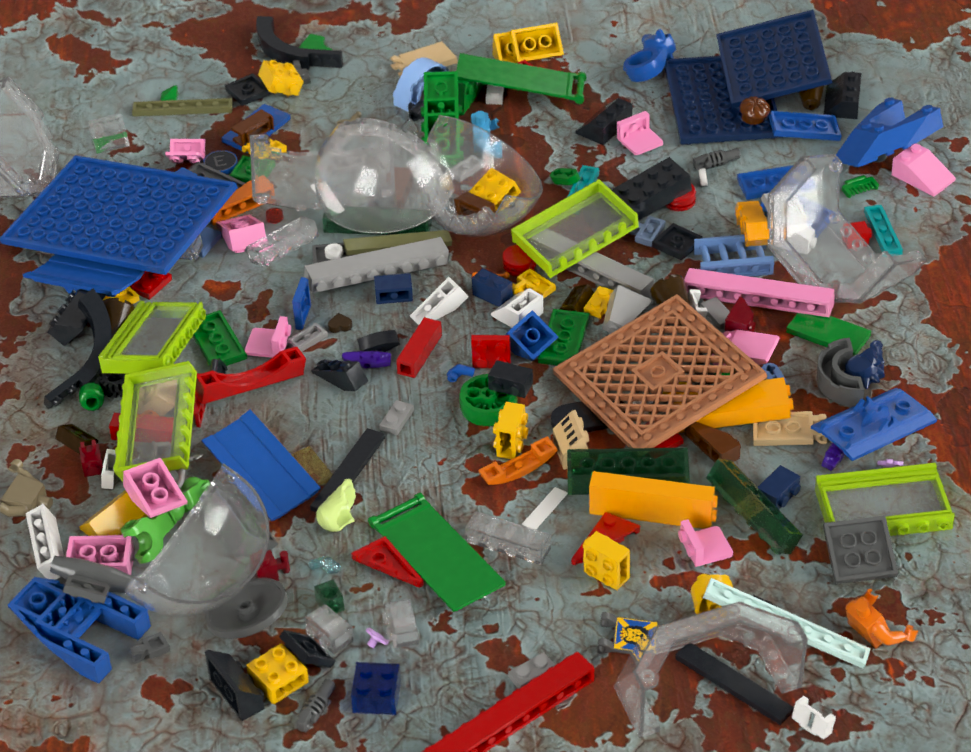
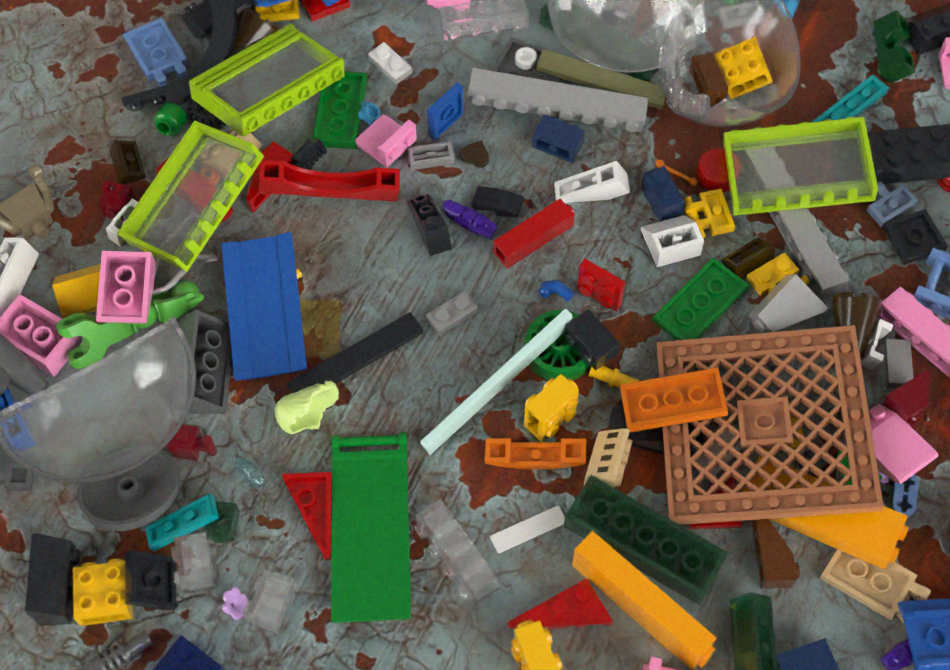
camera: 30 degrees right, 20 degrees up
(43, 364) = (156, 51): none -> medium blue tile
(231, 298) = (390, 63): none -> white plate
(242, 331) = (369, 112): none -> dark azure plate
(302, 607) = (181, 522): none -> teal tile
(462, 433) = (496, 382): none -> light aqua tile
(530, 337) = (658, 287): blue slope -> none
(539, 401) = (611, 376): none -> yellow pin
(564, 176) = (842, 80): green beam -> none
(590, 387) = (673, 400): none -> orange plate
(591, 150) = (893, 60): none -> dark green arch

